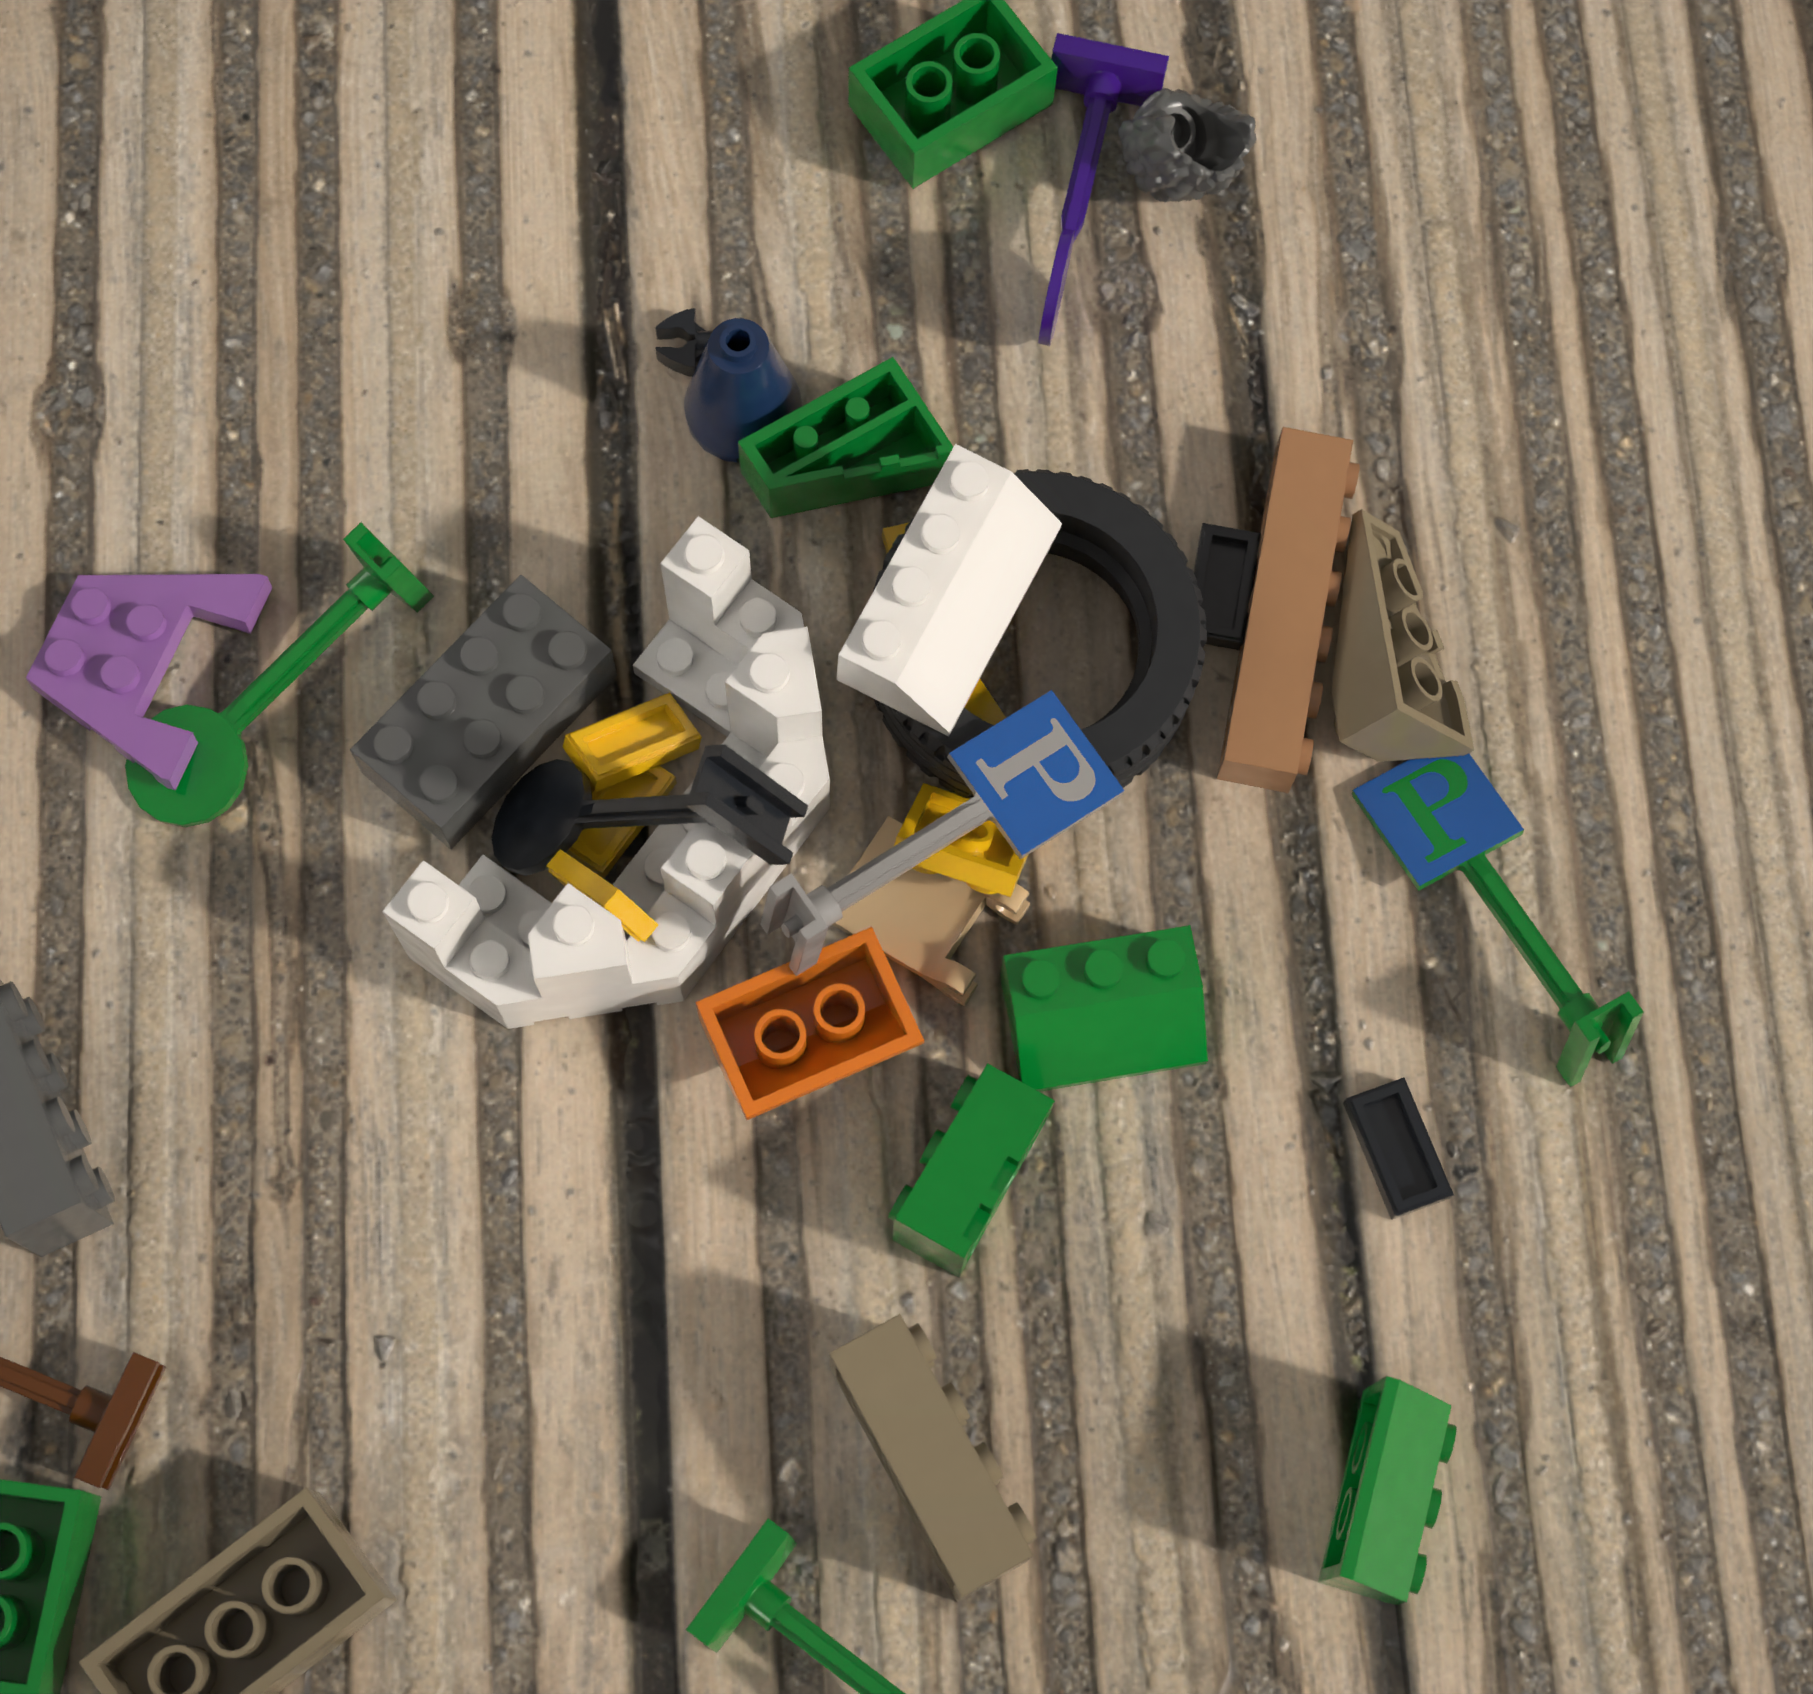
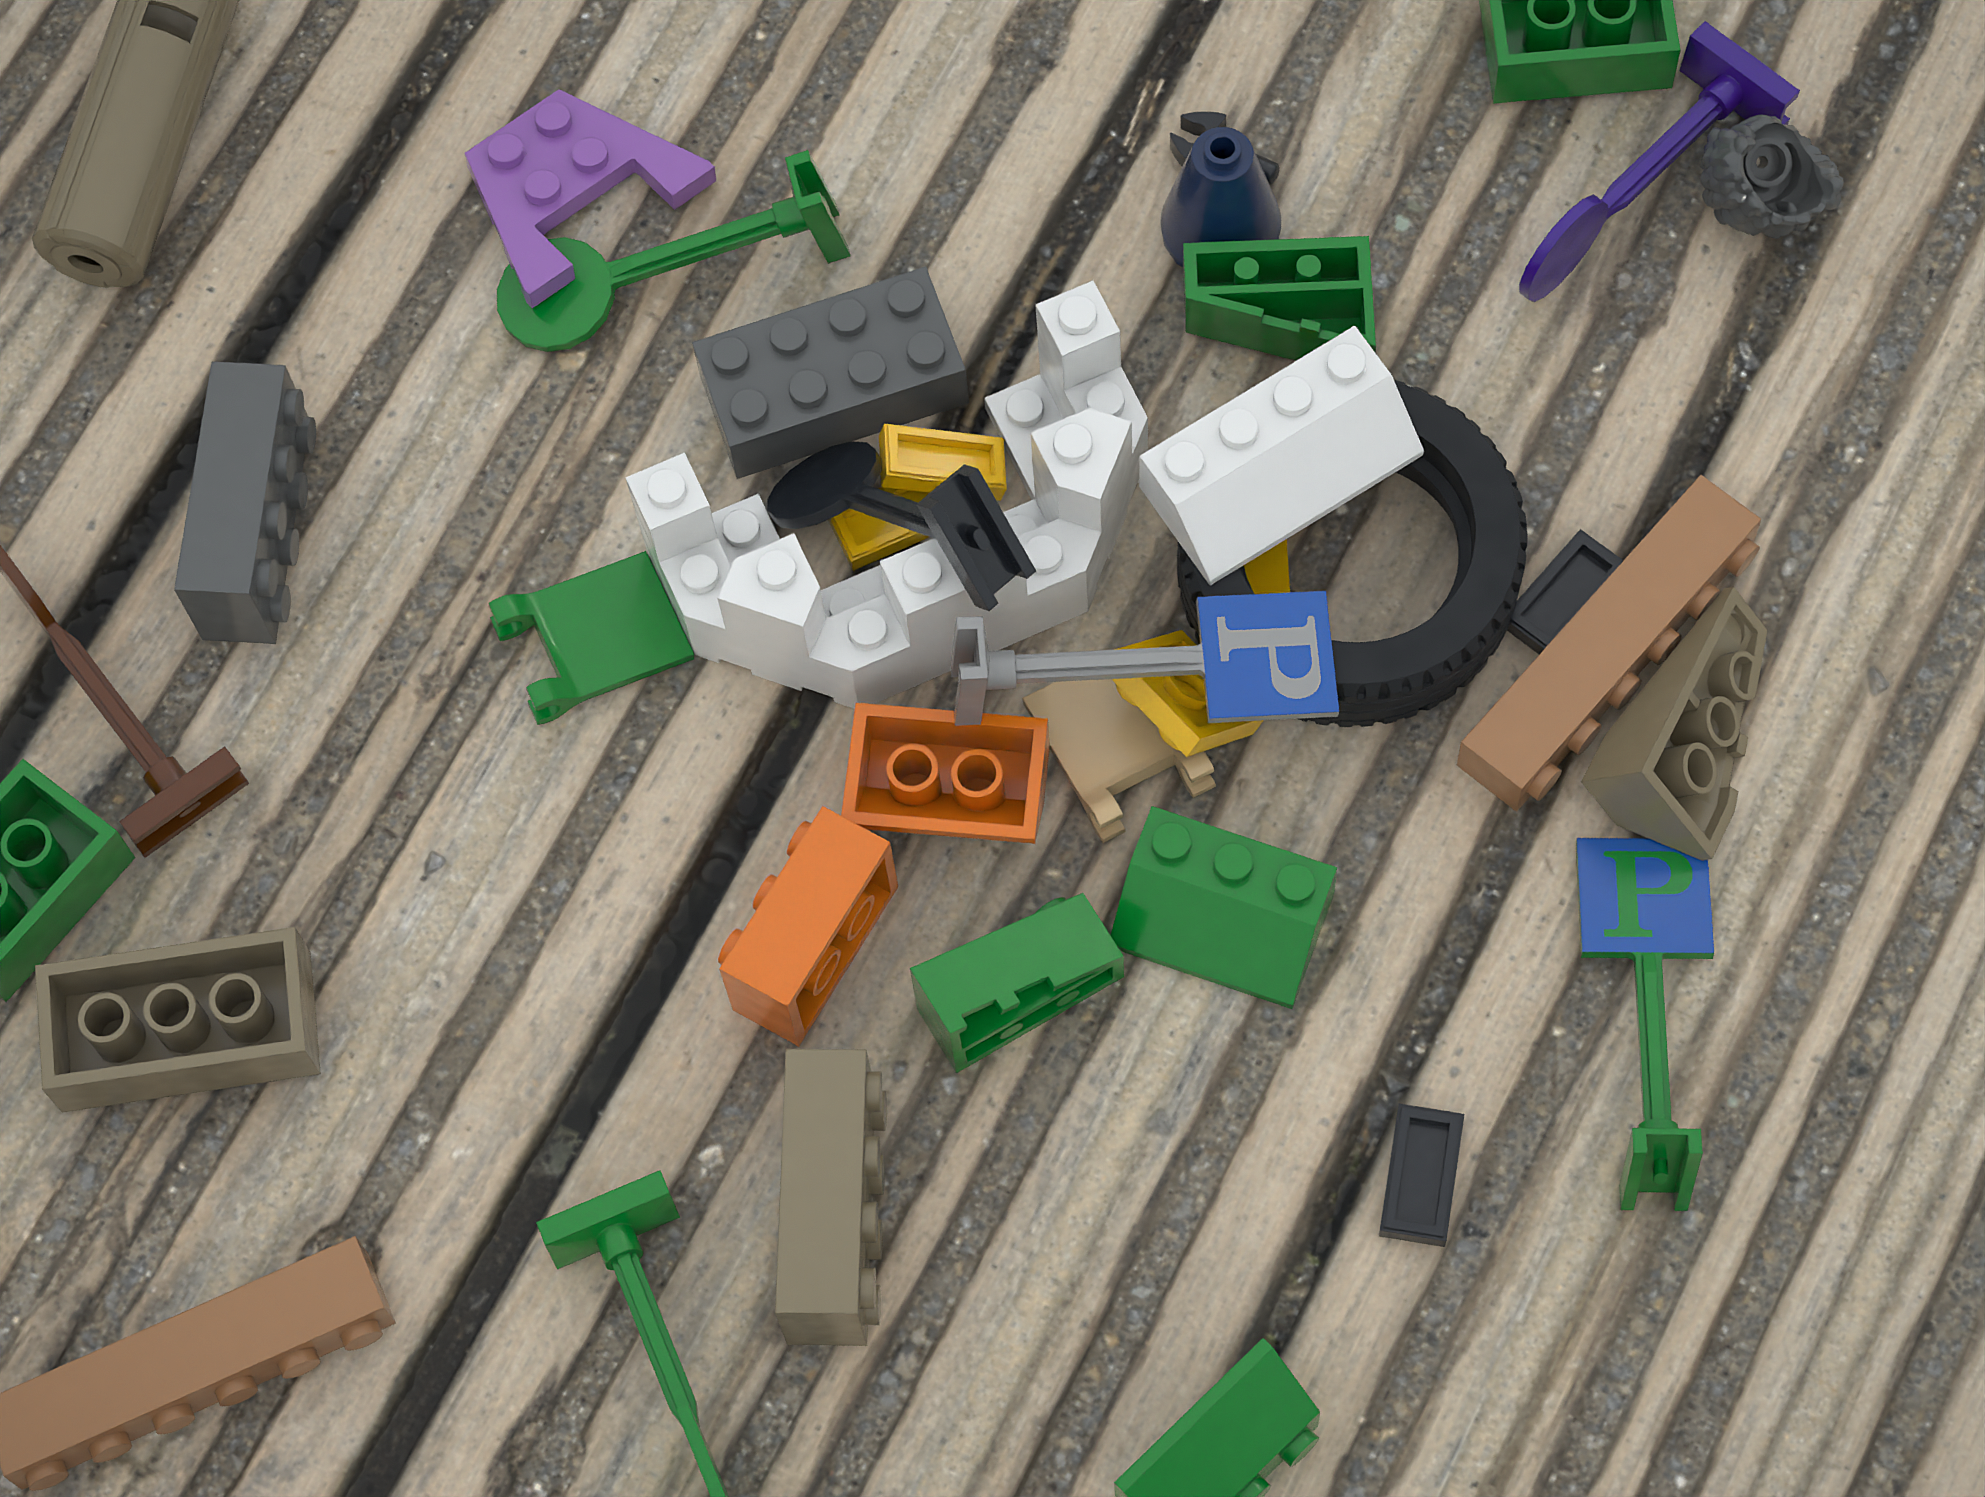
camera: 40 degrees right, 5 degrees down
(410, 1055) = (596, 632): none -> green flag
(633, 919) = (827, 570): yellow tile -> none
(765, 1223) = (808, 924): none -> orange brick

